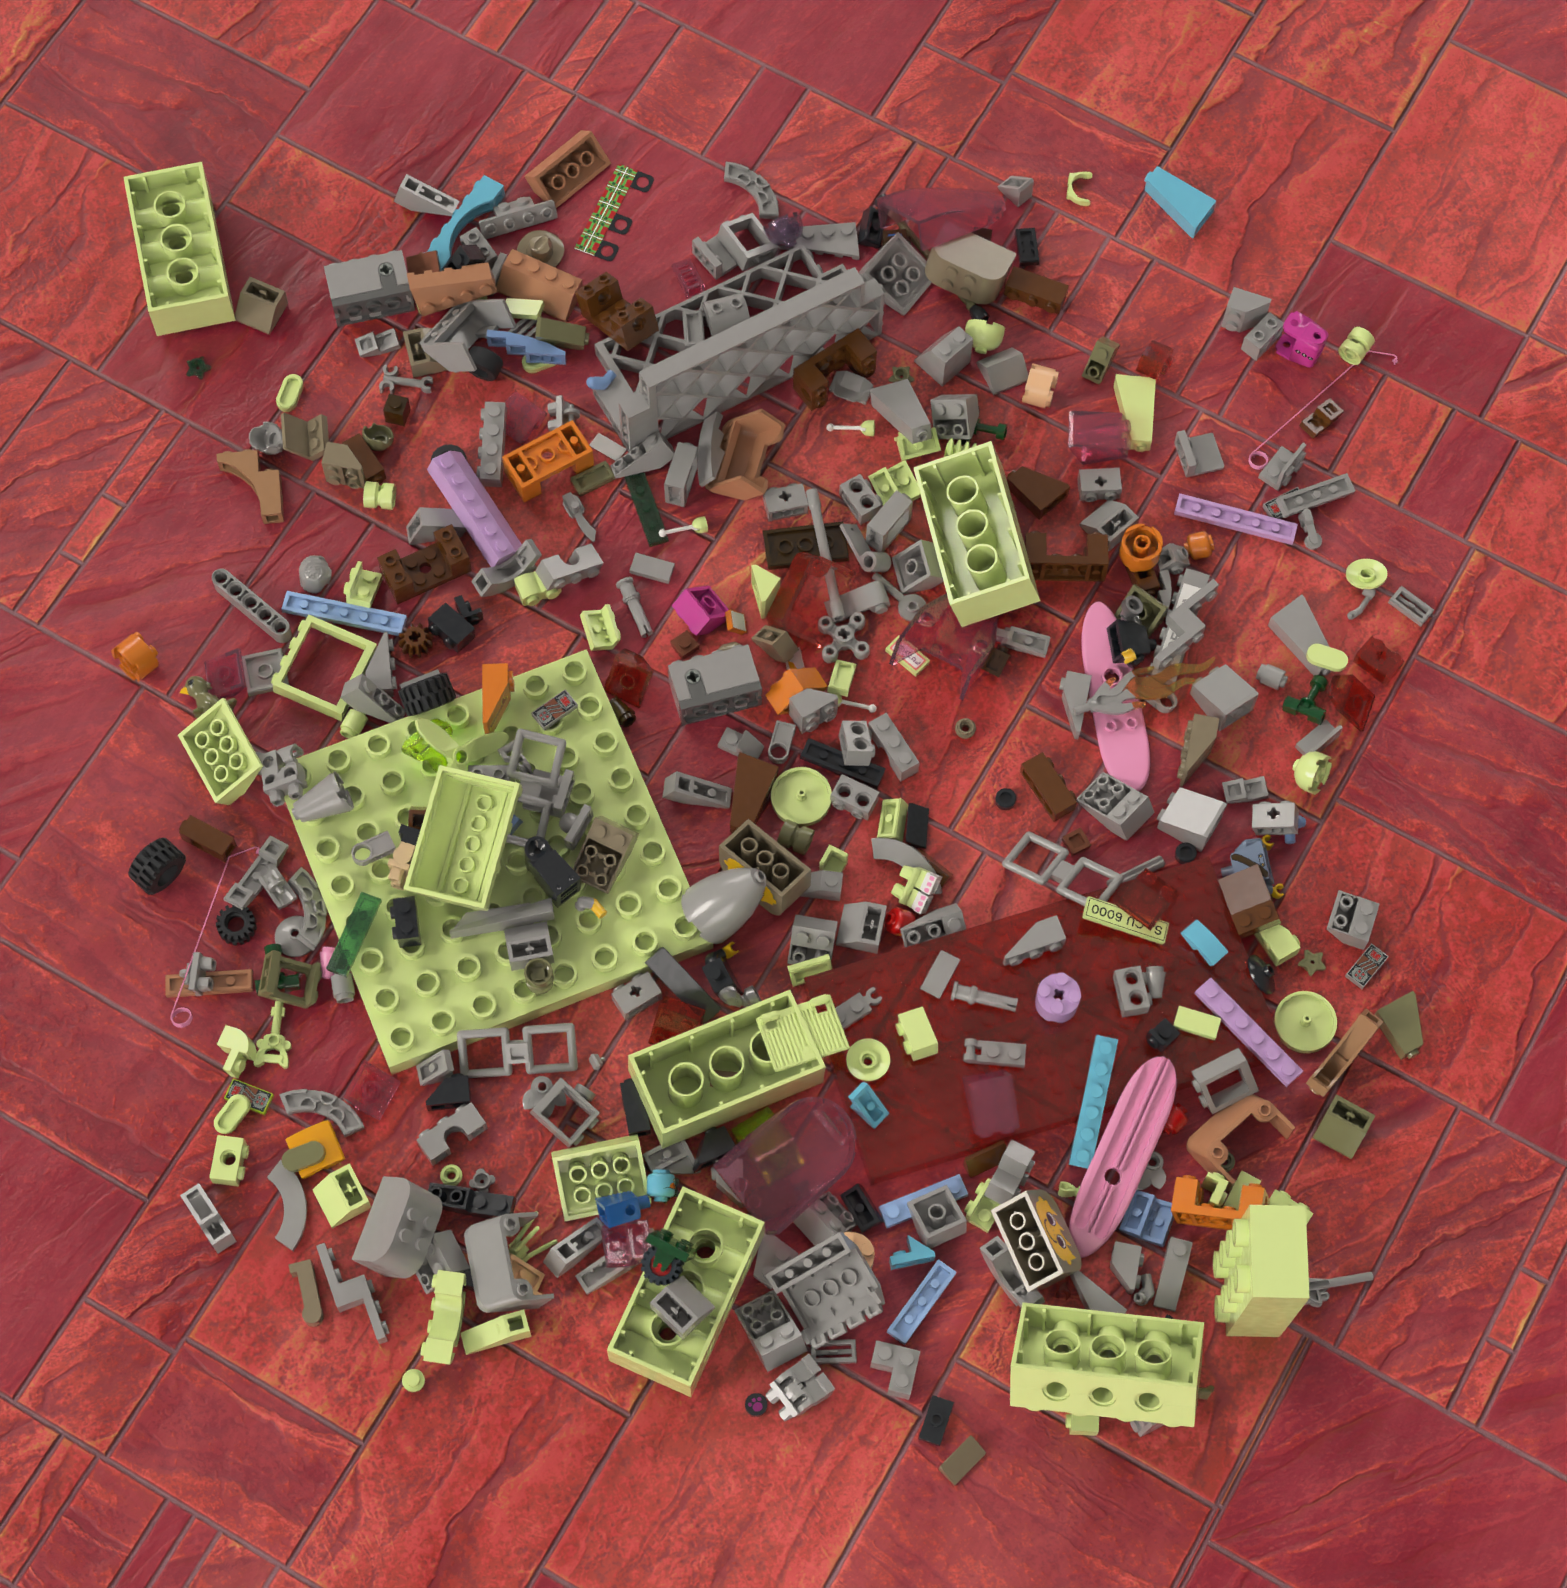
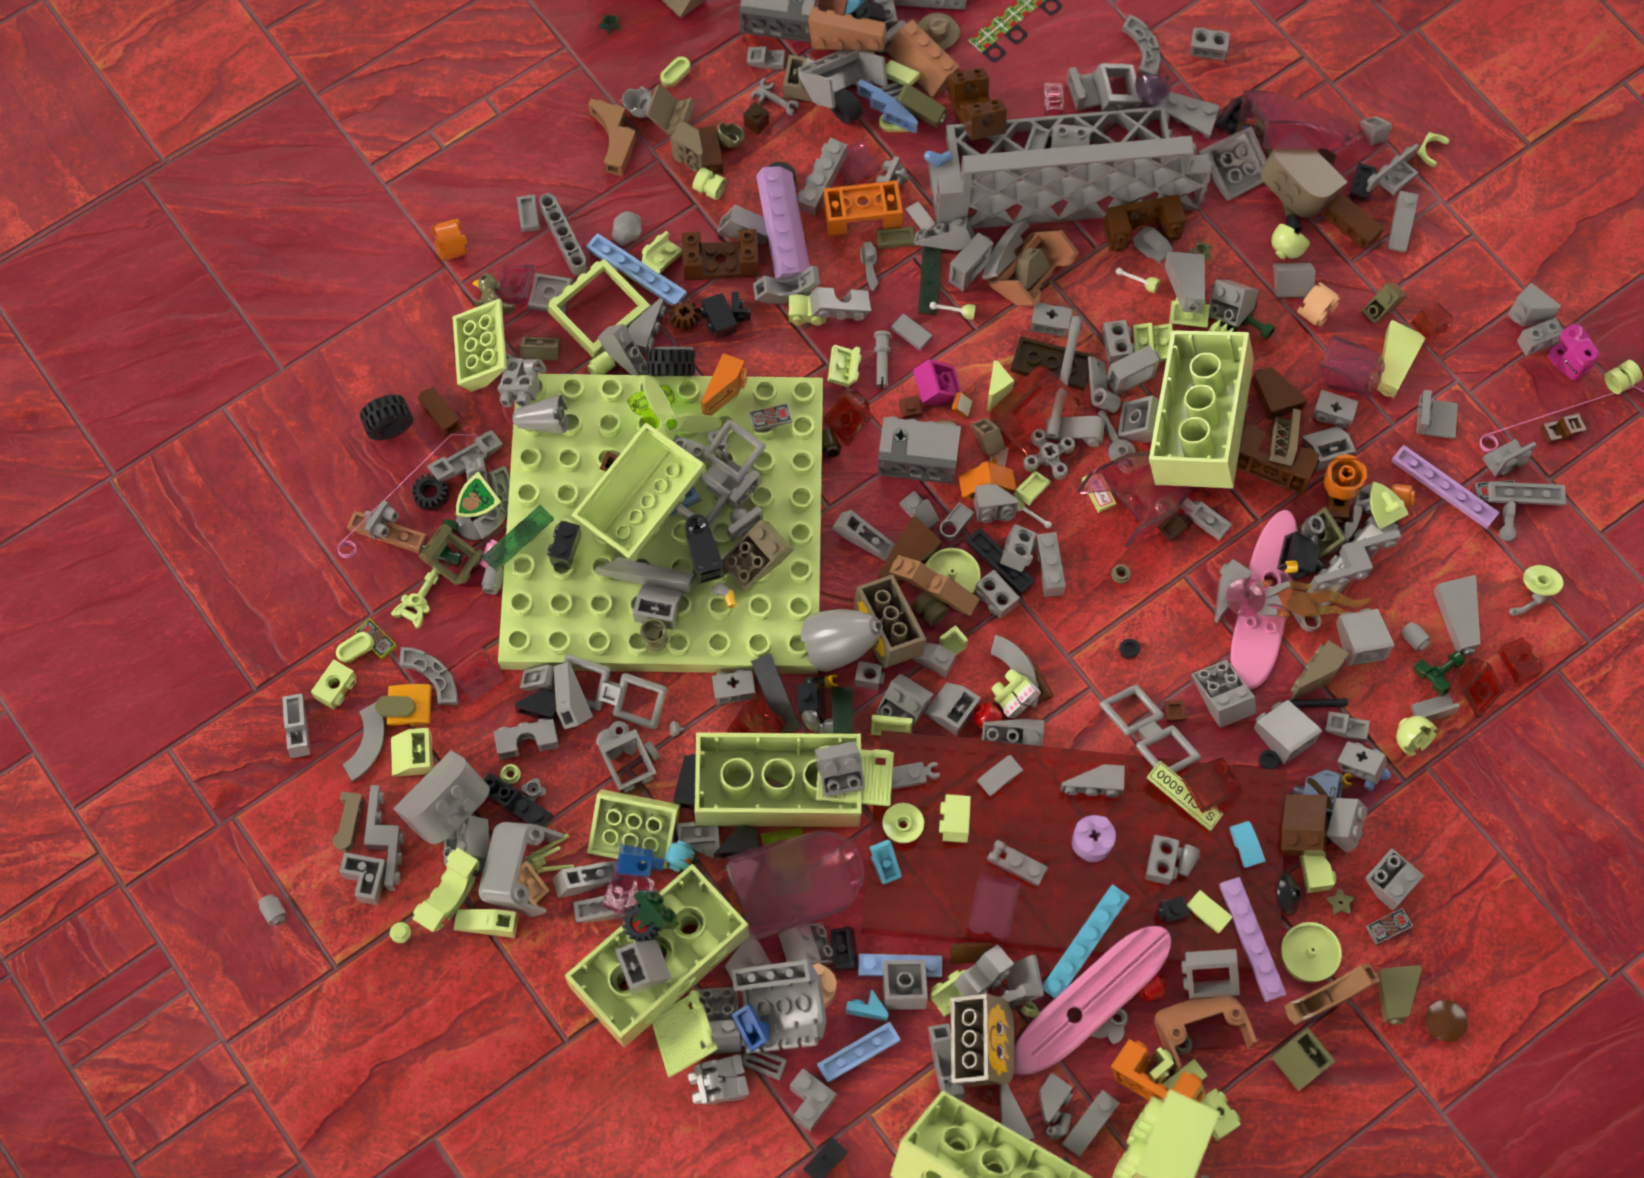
camera: 25 degrees right, 0 degrees up
(204, 597) = (528, 213): none -> light grey tile
(239, 1048) = (384, 596): yellowish green brick -> none
(272, 1414) = (272, 910): none -> light grey brick
(280, 732) = (539, 348): none -> dark tan slope
(289, 911) = (476, 498): none -> shield
(352, 1333) = (368, 872): none -> light grey brick
(379, 847) = (572, 473): light grey piece -> none
(403, 856) = (583, 487): tan hips -> none
(478, 1073) = (570, 700): none -> light grey slope
(743, 456) = (1031, 267): none -> dark tan slope
(744, 1357) = (682, 1032): none -> yellowish green window
(756, 1405) = (677, 1081): black tile -> none
(757, 974) = (842, 710): none -> clear green tile
(762, 937) = (865, 668): none -> light grey brick
(786, 1031) = (840, 768): none -> light grey slope
(797, 812) = (935, 584): none -> medium nougat arch
(809, 1322) = (752, 1029): none -> blue slope
(818, 166) = (1209, 47): none -> light grey brick
(892, 819) = (1022, 626): yellowish green slope -> none
(917, 826) = (1040, 641): black slope -> none
(947, 355) = (1248, 249): light grey slope -> none
(973, 995) = (1020, 805): light grey pin -> none
(1048, 786) = (1172, 653): reddish brown brick -> none
(1051, 1165) = (1023, 982): none -> light grey bracket
(1057, 228) = (1396, 174): none -> light grey bracket
(1072, 531) = (1290, 440): none -> dark tan fence
(1082, 272) = (1402, 221): none -> light grey slope
(1094, 711) = (1239, 603): none -> clear pink dish
(1148, 1218) = (1090, 1065): medium blue slope -> none
(1153, 865) = (1230, 758): light grey axle -> none
(1180, 200) = (1518, 191): medium azure slope -> none
(1190, 560) = (1385, 505): none -> yellowish green shield
(1209, 777) = (1320, 702): none -> black bar
(1288, 883) = (1347, 823): none -> light grey slope
(1327, 657) = (1472, 639): yellowish green tile -> none
(1410, 609) = (1575, 641): light grey tile -> none
(1457, 1033) = (1446, 1021): none -> reddish brown dish

